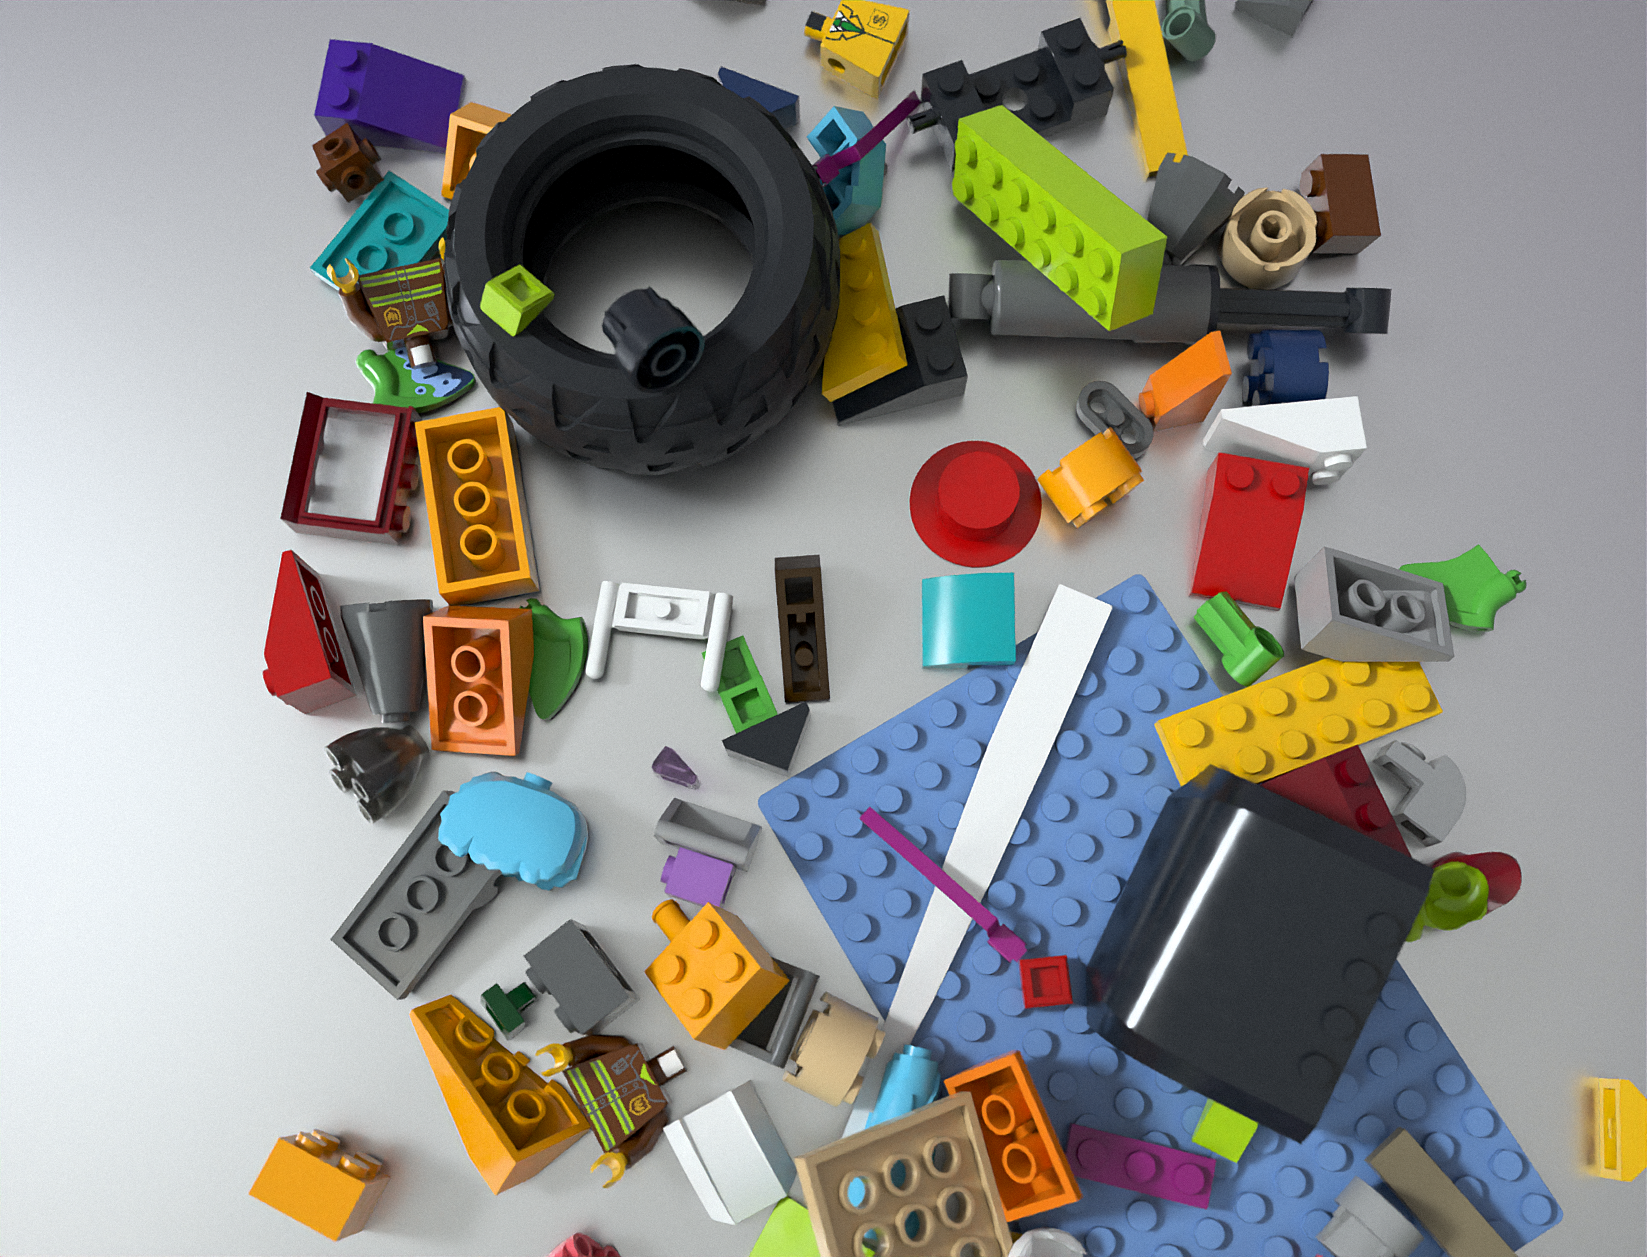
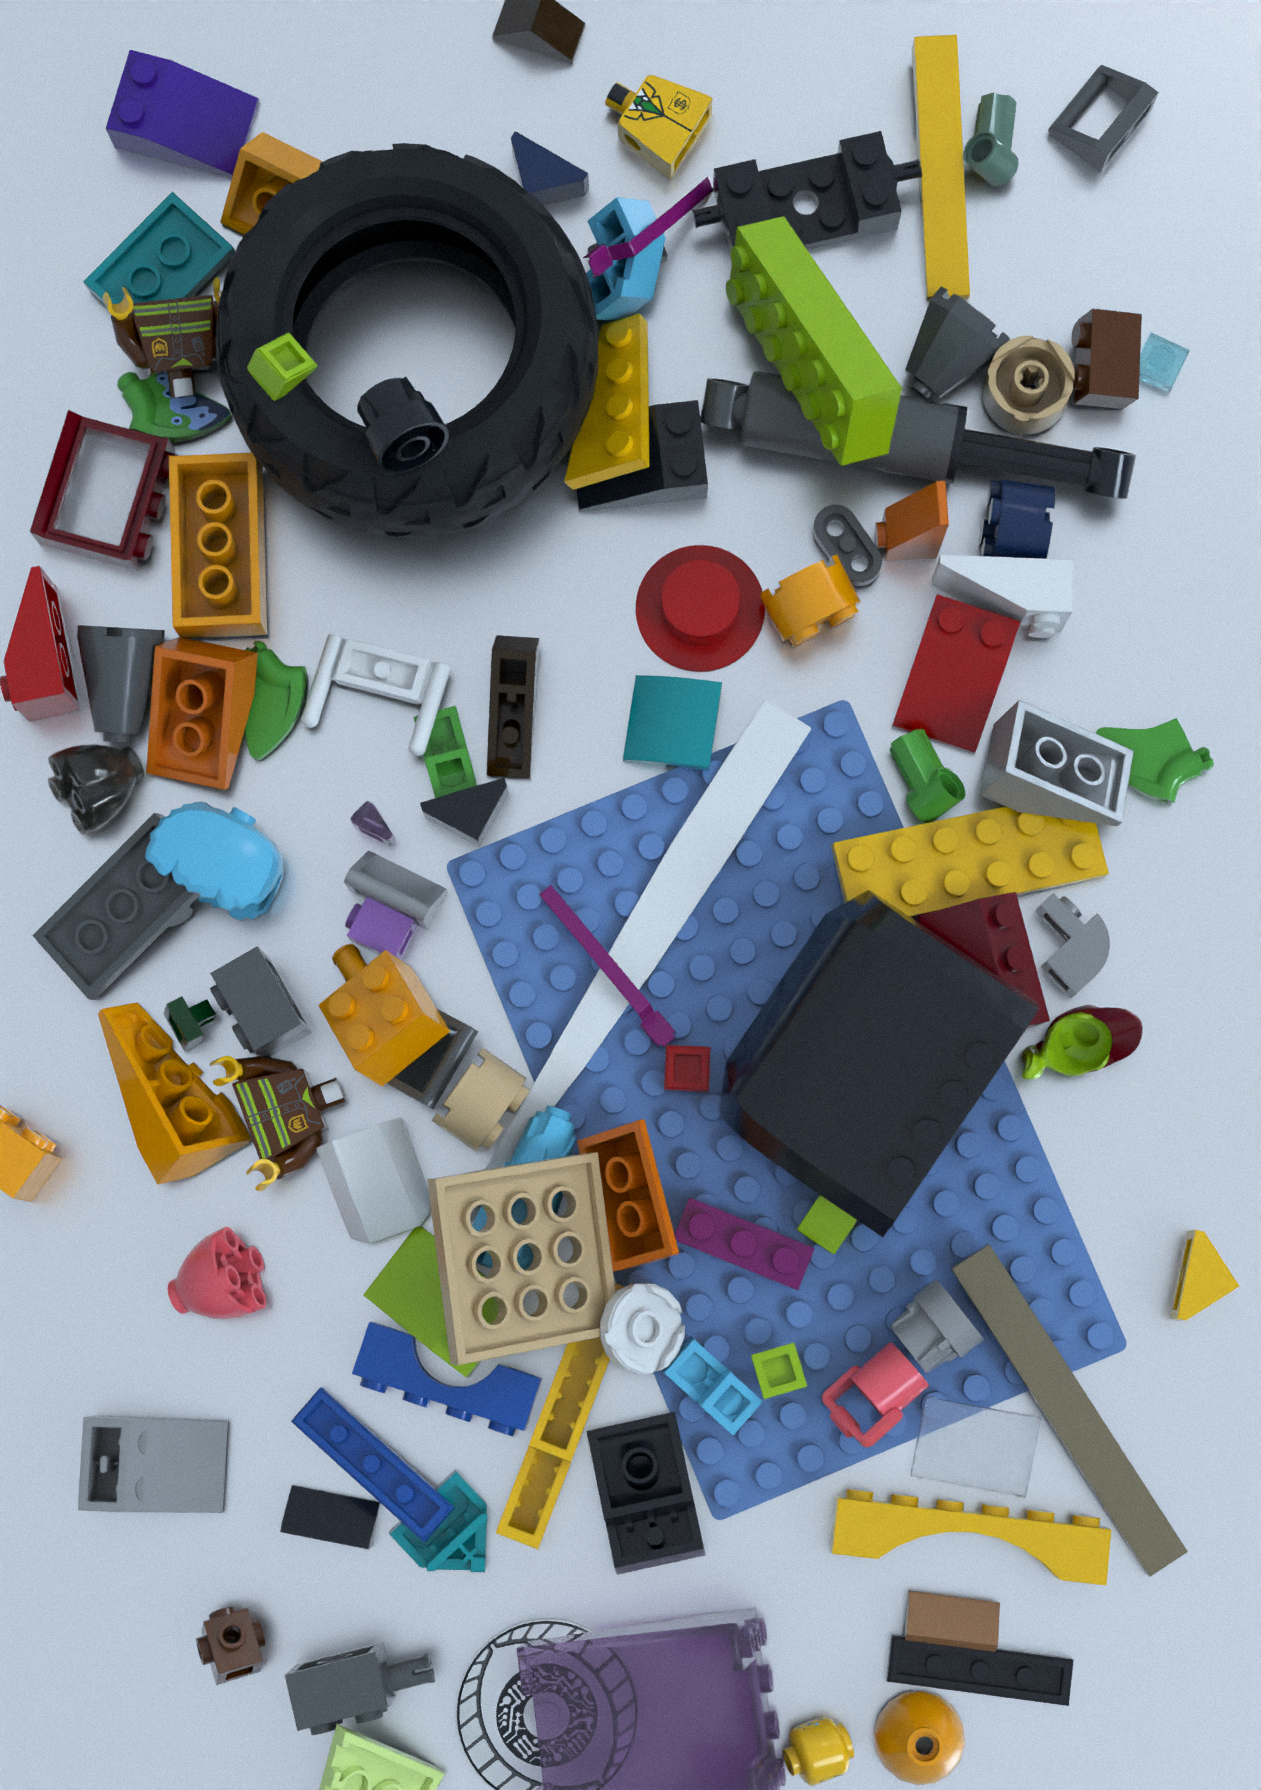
camera: 10 degrees right, 5 degrees up
(347, 163) = (132, 179): reddish brown brick -> none
(1392, 202) = (1161, 362): none -> clear light blue plate

